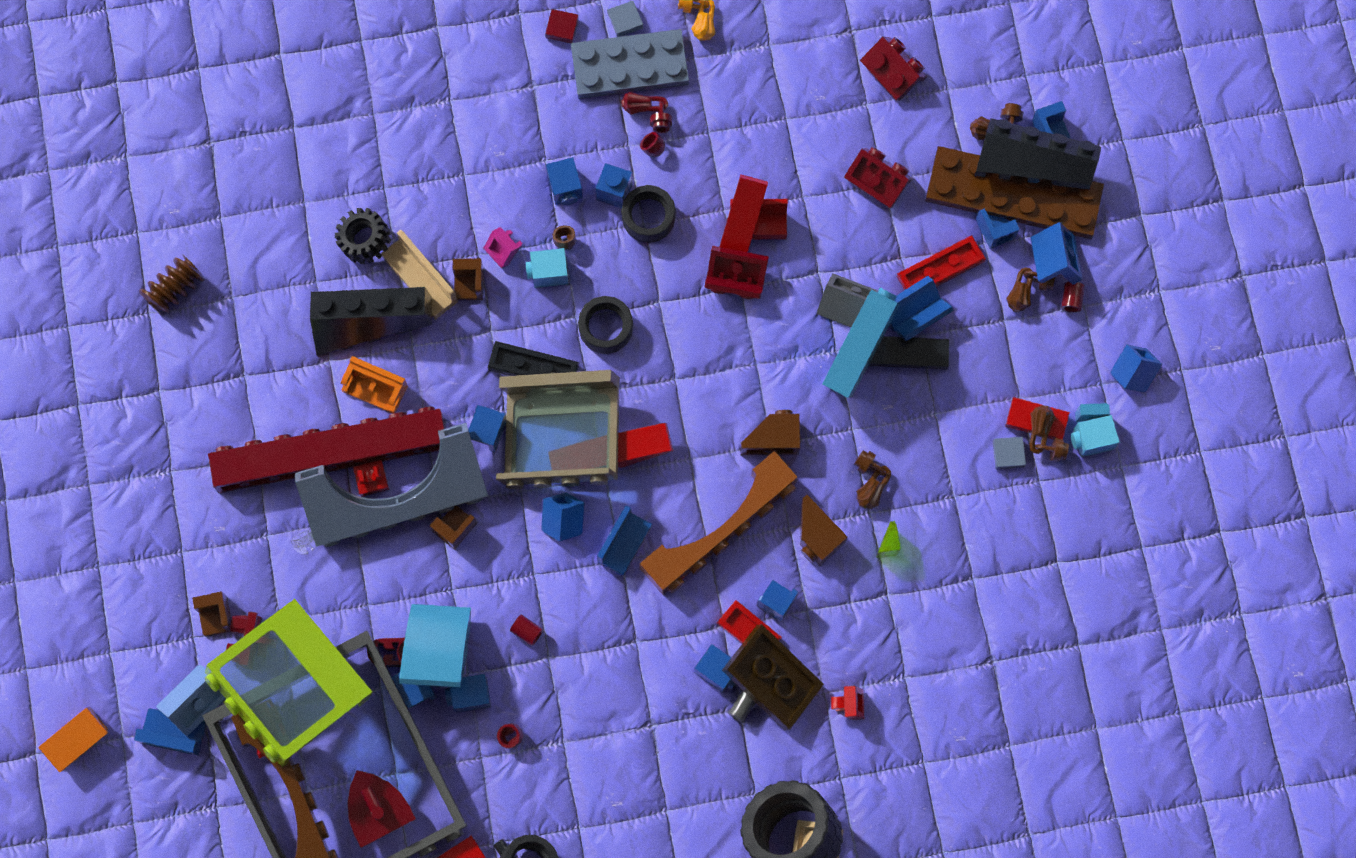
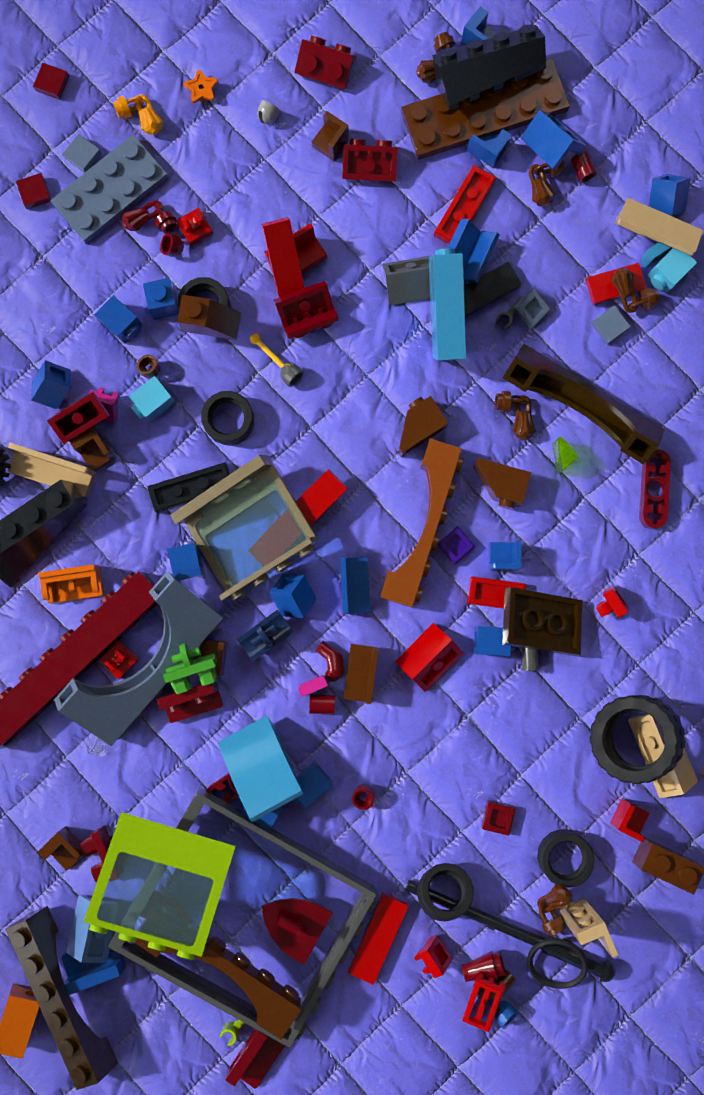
camera: 30 degrees left, 10 degrees up
(116, 795) = (83, 1052): none -> dark brown arch
(411, 552) = (192, 702): none -> dark red bracket
(444, 525) = (179, 674): none -> bright green hips
(468, 201) = (51, 384): none -> blue panel
(474, 243) = (78, 417): none -> dark red slope
(515, 535) = (265, 635): none -> dark blue hips
(529, 607) = (313, 685): none -> dark pink tile
(562, 598) = (334, 661): none -> dark red arm
(579, 624) = (361, 673): none -> reddish brown panel
(620, 834) = (498, 817): none -> dark red tile
(643, 227) = (208, 318): none -> reddish brown slope
(650, 649) = (429, 657): none -> red panel
(684, 140) = (194, 226): none -> red tile
(686, 319) = (289, 372): none -> hinge
(739, 564) = (456, 545): none -> dark purple tile
(768, 31) = (201, 94): none -> orange plate
(813, 81) = (267, 112): none -> light grey hinge
(856, 135) = (331, 137): none -> reddish brown panel
(921, 387) = (509, 314): none -> dark grey hand
(944, 394) = (532, 308): none -> sand blue tile
(964, 556) = (630, 430): none -> dark brown arch
(975, 614) = (664, 481): none -> dark red beam
(1105, 391) = (659, 226): none -> tan panel

